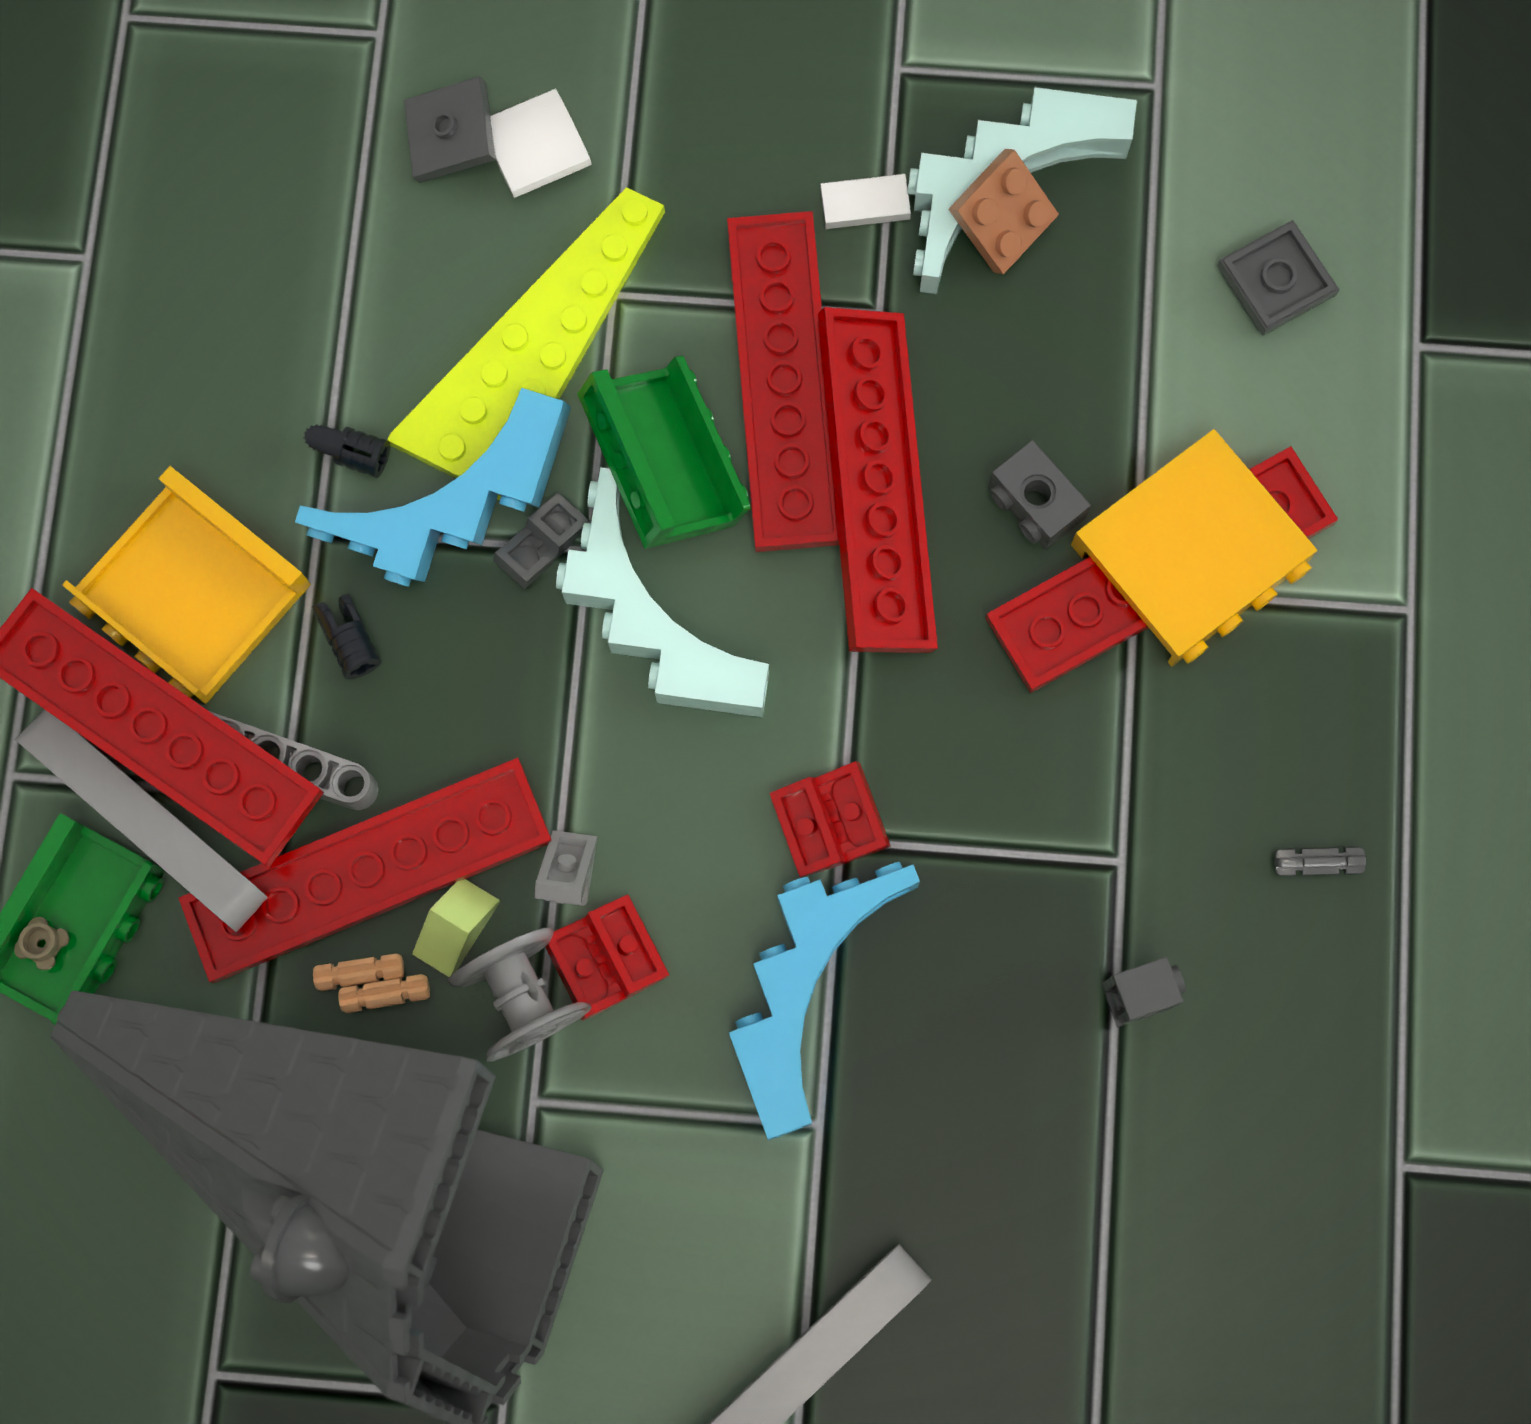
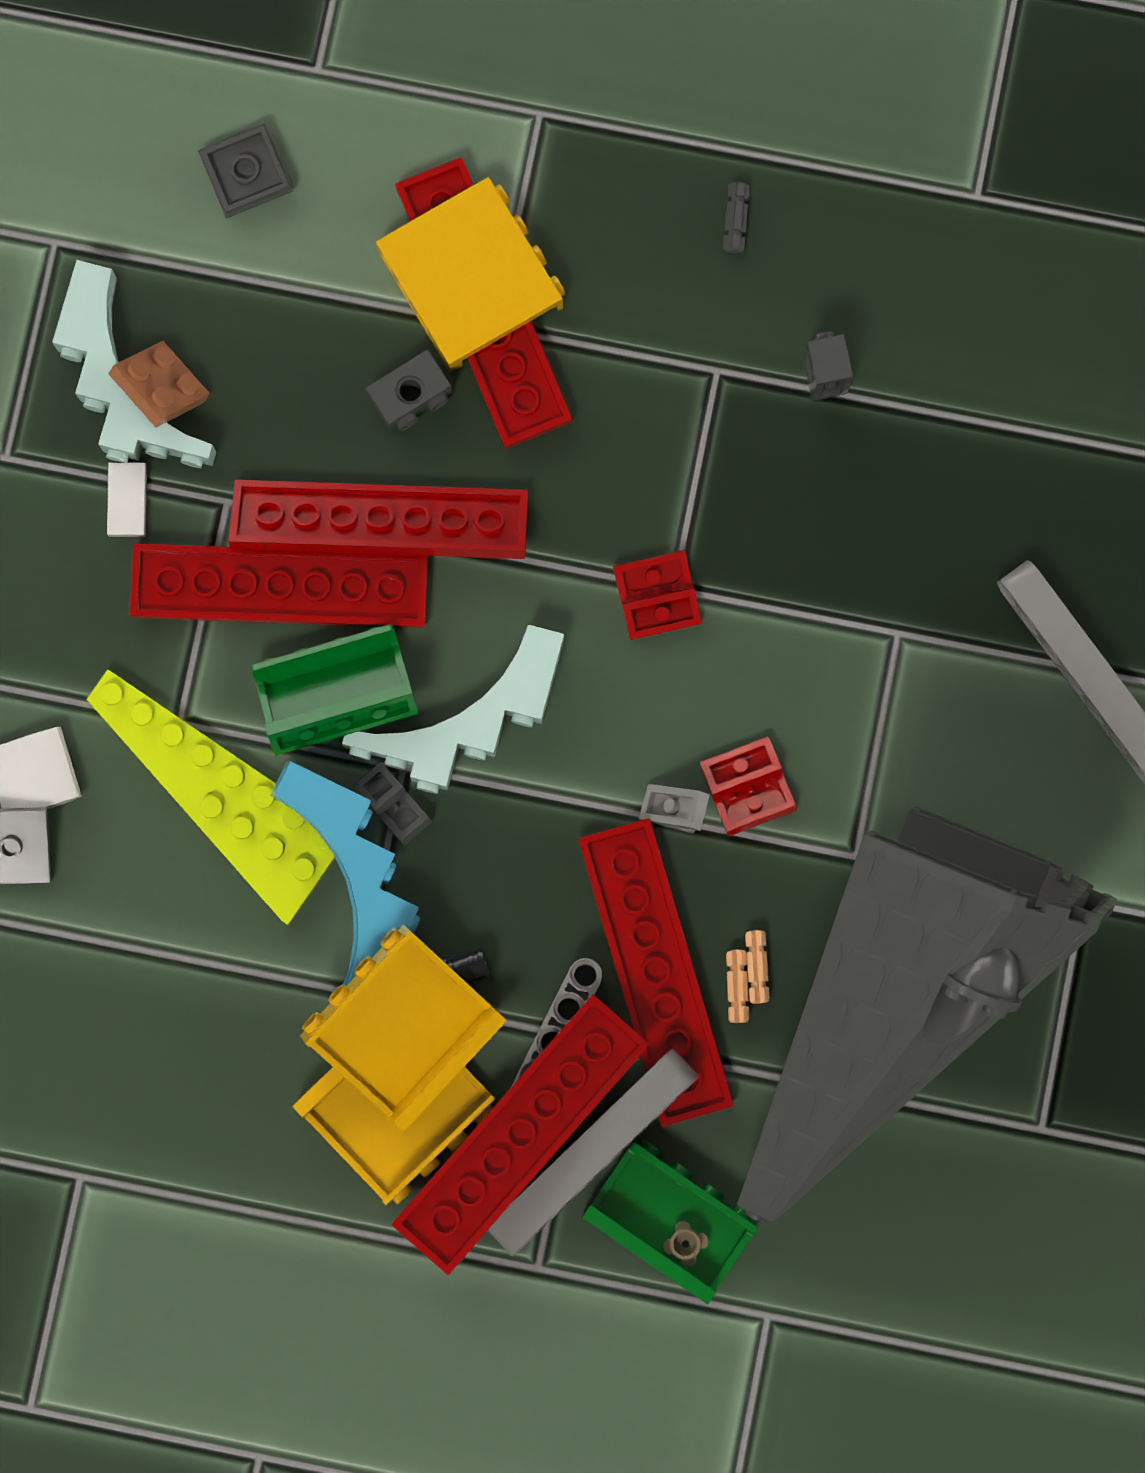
camera: 85 degrees left, 5 degrees up
(268, 575) = (402, 1027): none -> yellow panel
(341, 445) = (291, 956): black hinge -> none
(454, 926) = (709, 904): yellowish green slope -> none
(518, 993) = (777, 850): light grey piece -> none
(817, 925) = (743, 613): medium azure arch -> none

